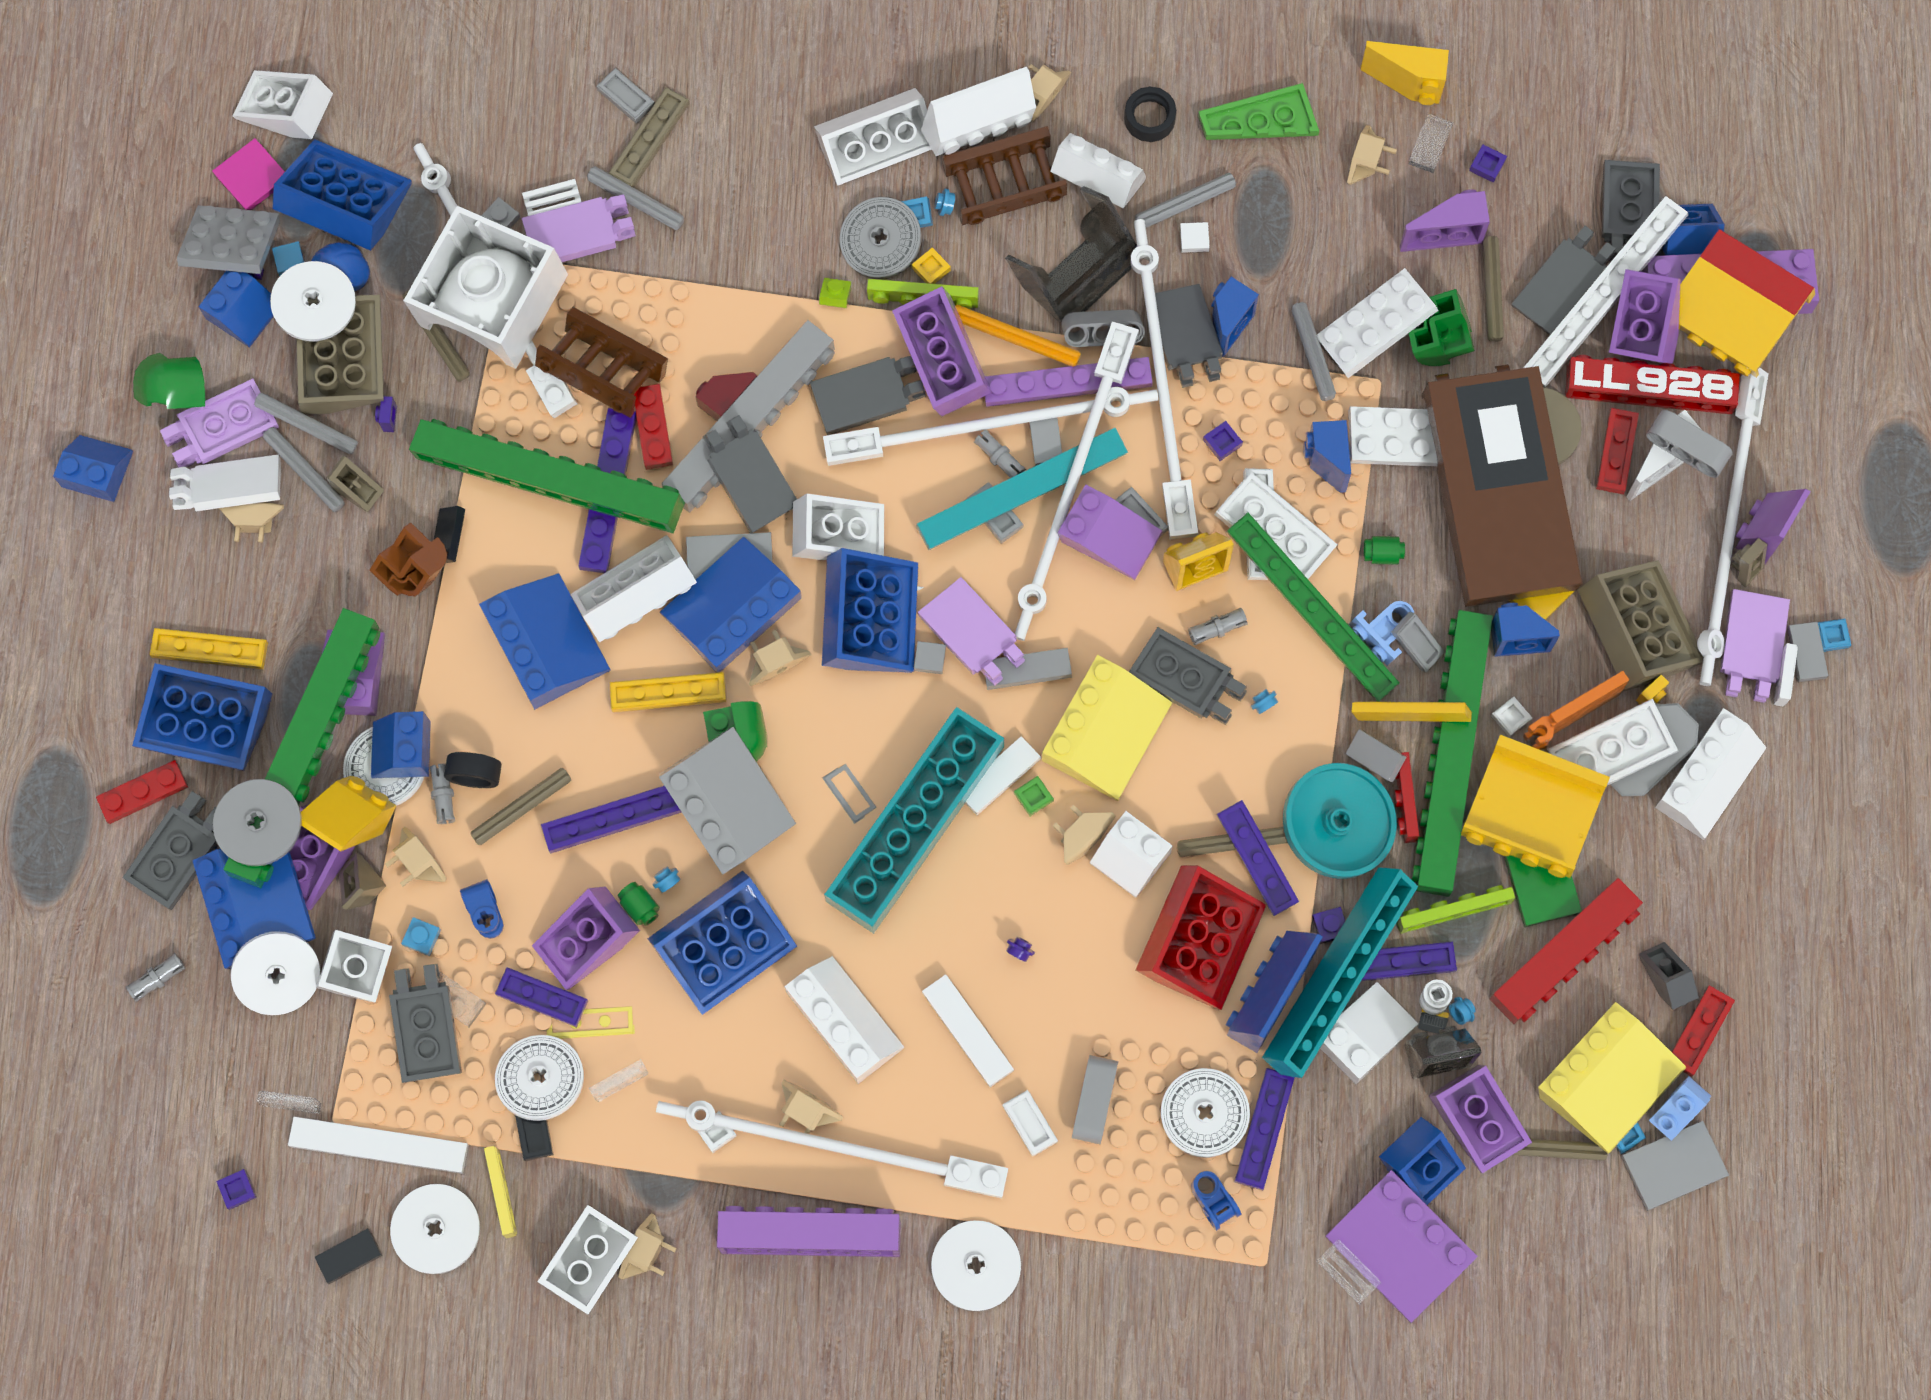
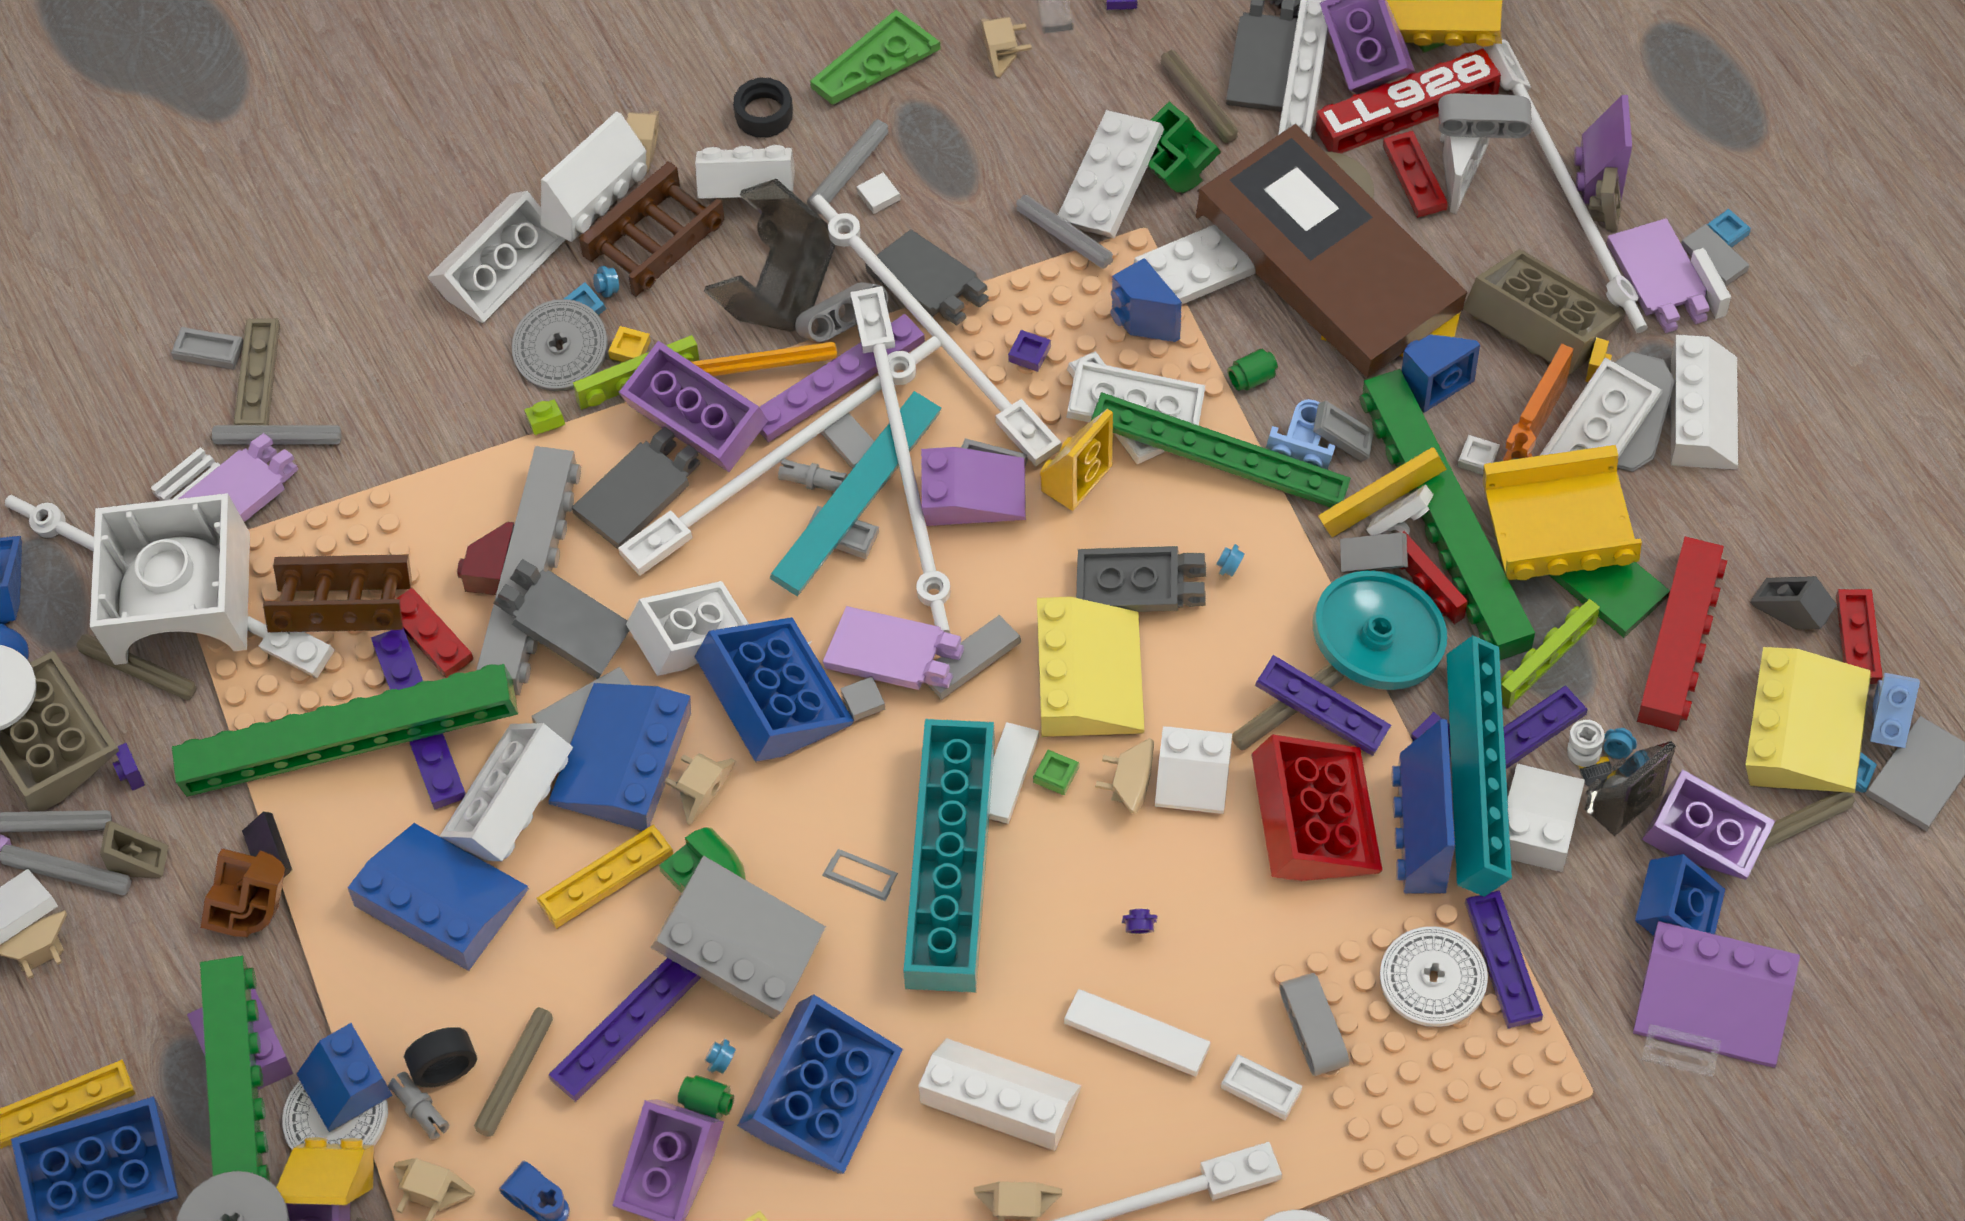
camera: 30 degrees left, 15 degrees down
(1215, 1201) = (1502, 1053): blue piece -> none
(1217, 626) = (1137, 517): light grey pin -> none
(1232, 311) = (961, 228): blue slope -> none
(1415, 735) = (1393, 518): none -> white plate
(1452, 223) = (1123, 56): medium lavender slope -> none

